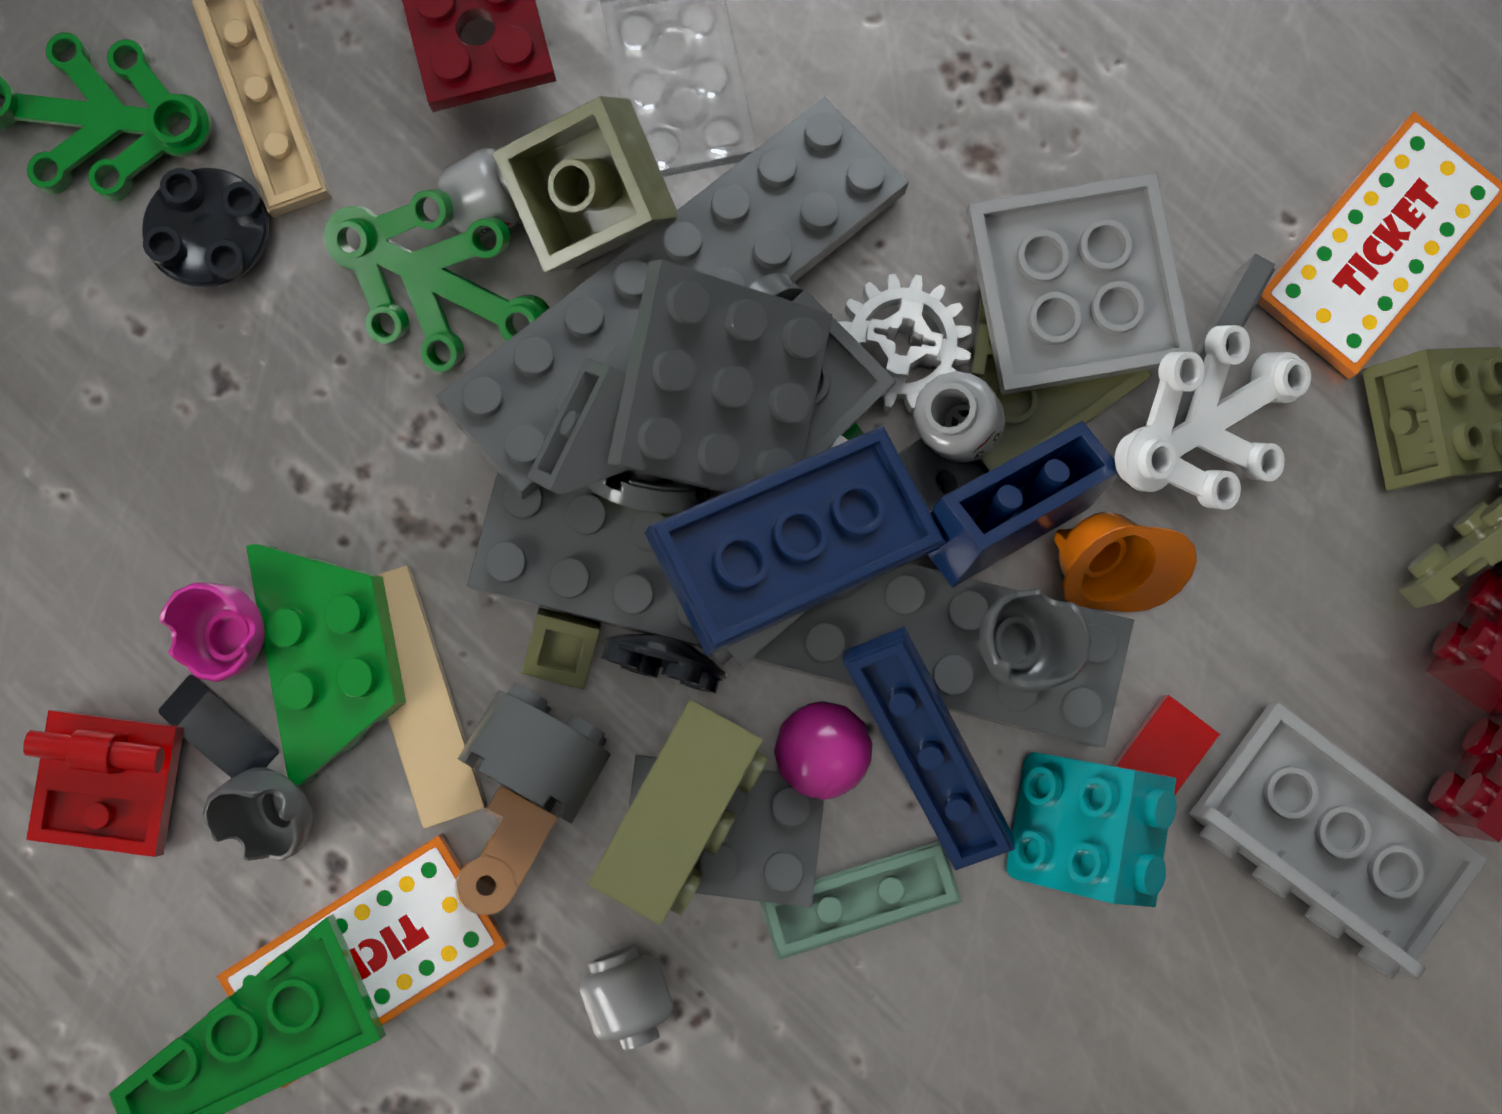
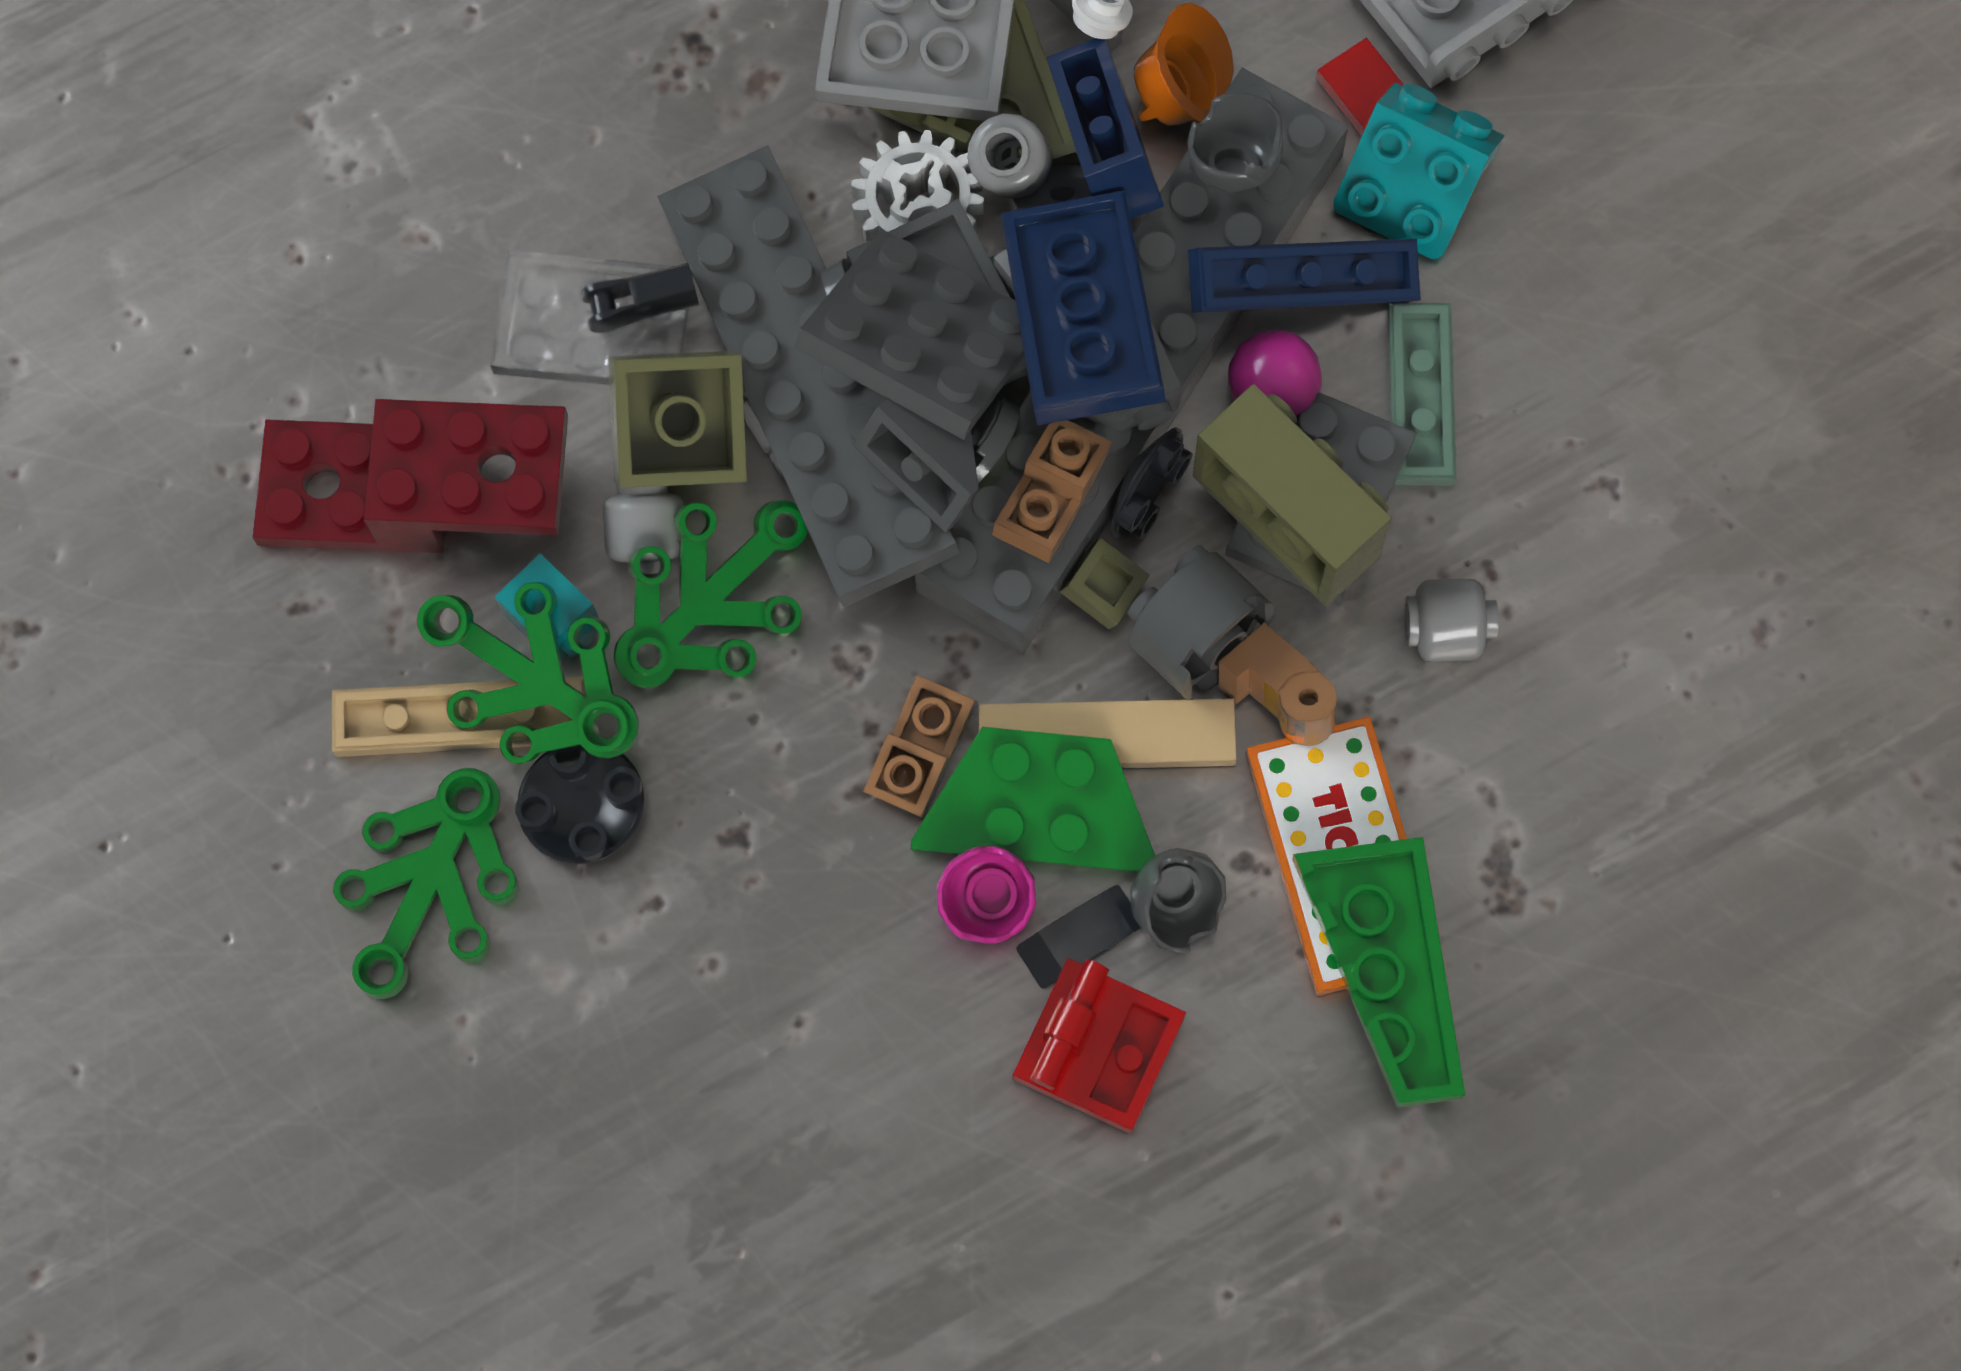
camera: 65 degrees left, 10 degrees down
(292, 141) = (539, 679): none -> green plant
(352, 523) = (920, 746): none -> medium nougat slope
(375, 134) = (570, 603): none -> teal brick
(605, 568) = (1051, 489): none -> medium nougat slope
(708, 116) = (652, 295): none -> black bar

